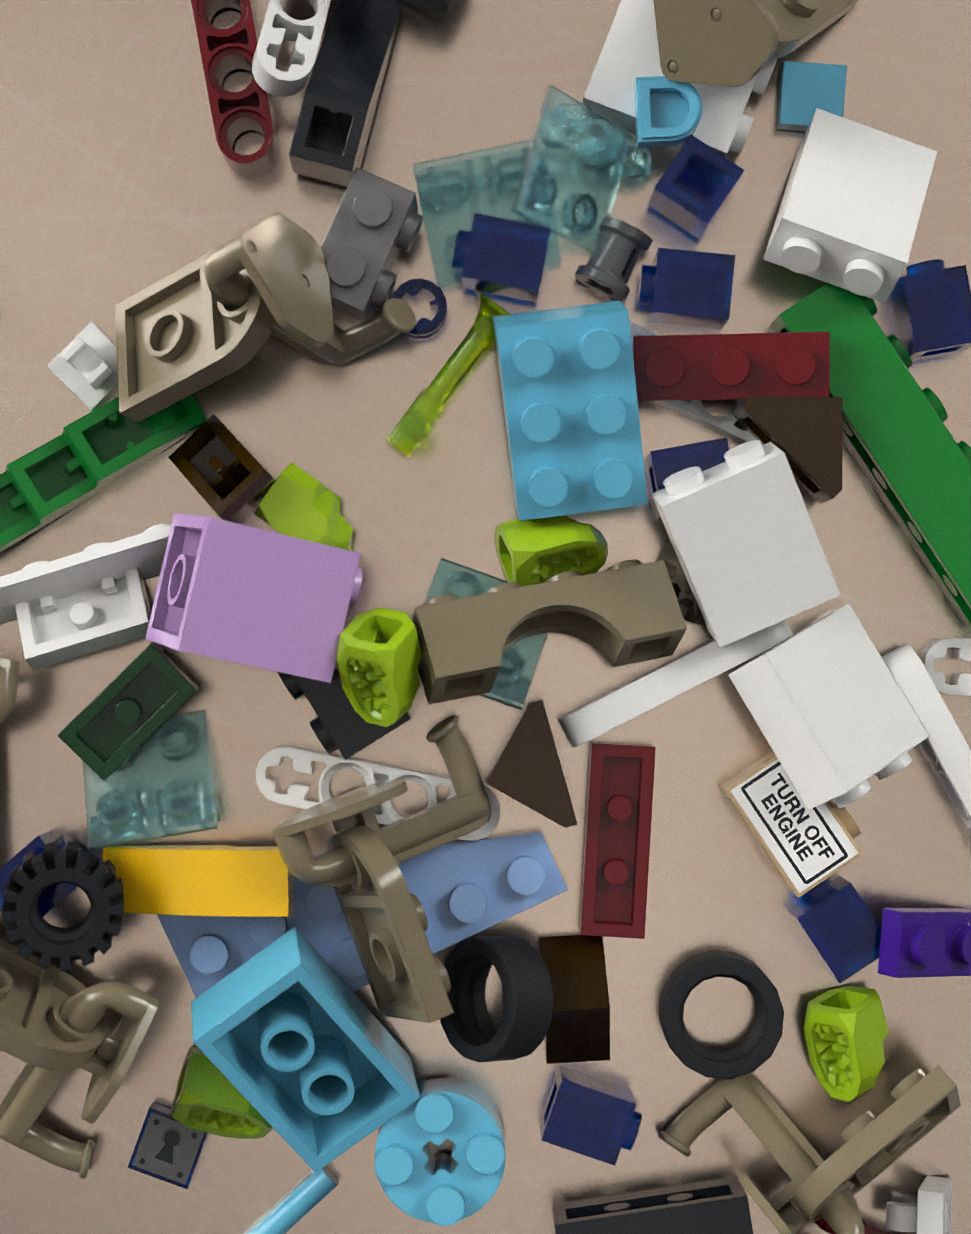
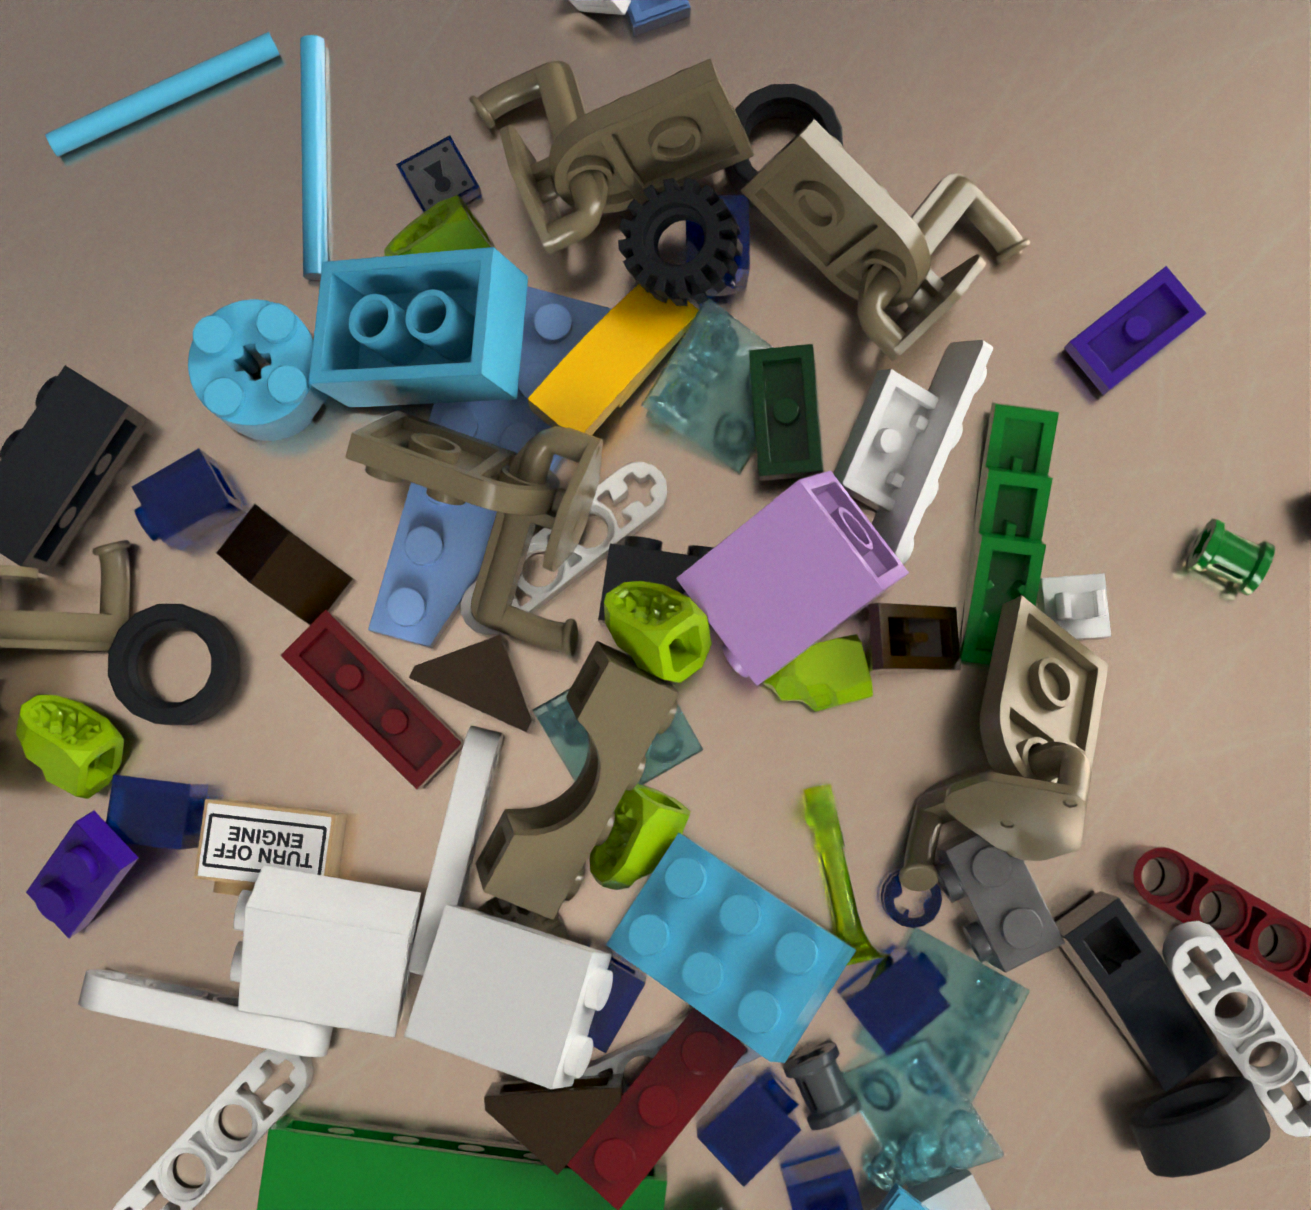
camera: 135 degrees right, 5 degrees down
(525, 991) = (317, 529): black tyre -> none

